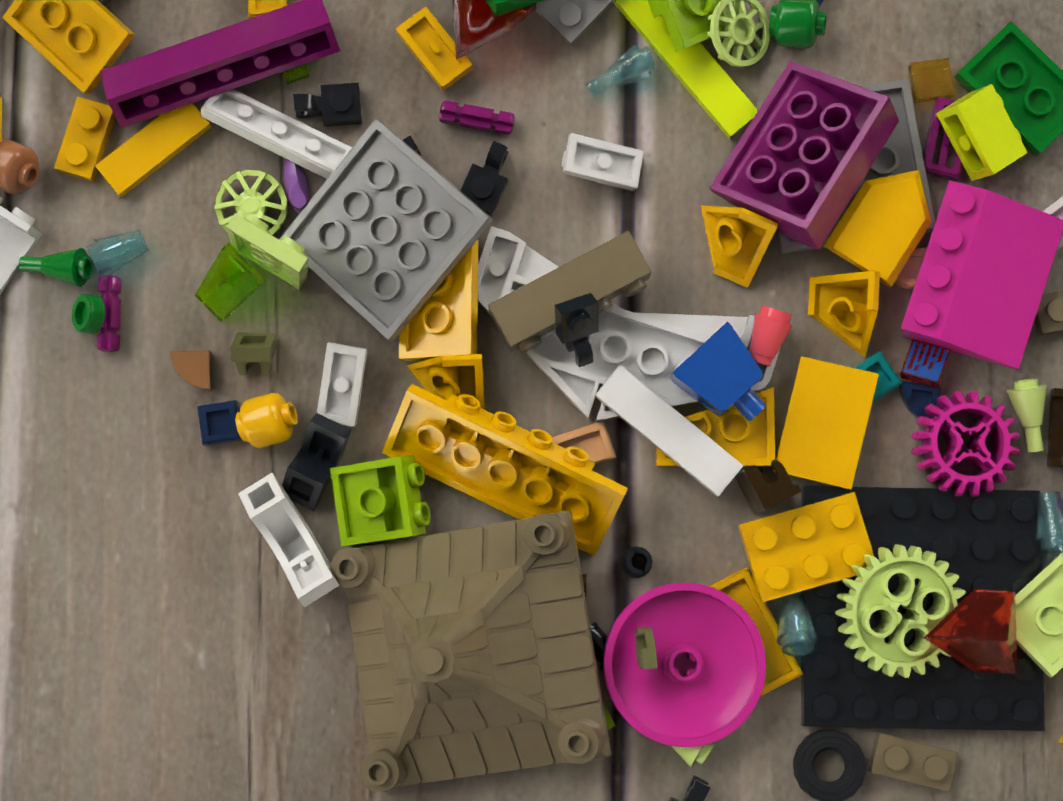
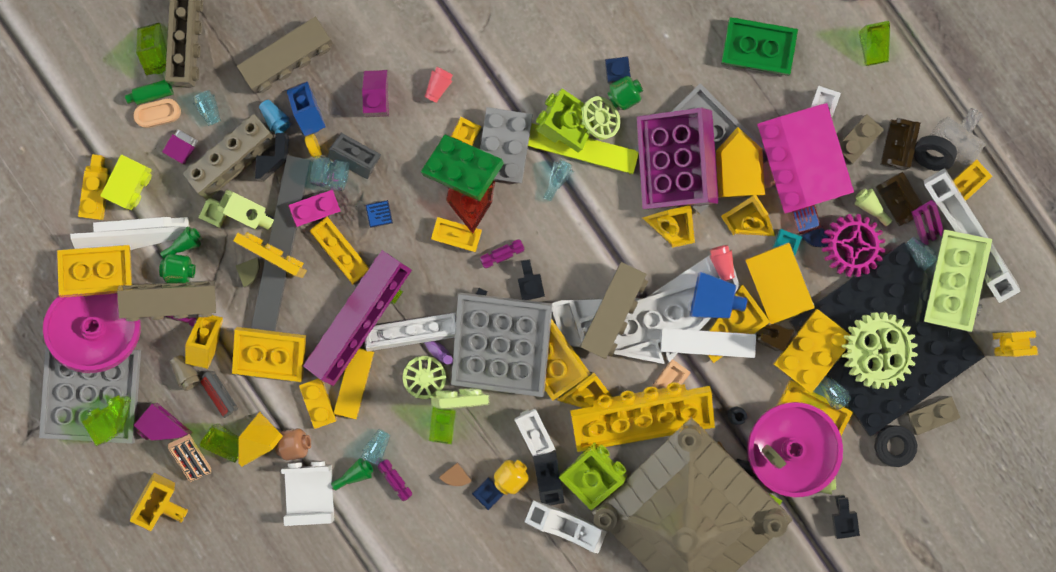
camera: 30 degrees left, 5 degrees up
(88, 313) = (386, 488): green tile -> none
(253, 348) = (478, 447): olive tile -> none
(337, 104) = (428, 296): black plate -> none
(573, 324) = (629, 325): black plate -> none
(602, 162) = (580, 233): white plate -> none
(931, 80) = (710, 73): clear yellow tile -> none
(939, 169) = (754, 112): magenta tile -> none
(980, 632) = (923, 333): clear red slope -> none
(982, 132) = (755, 85): neon yellow brick -> none

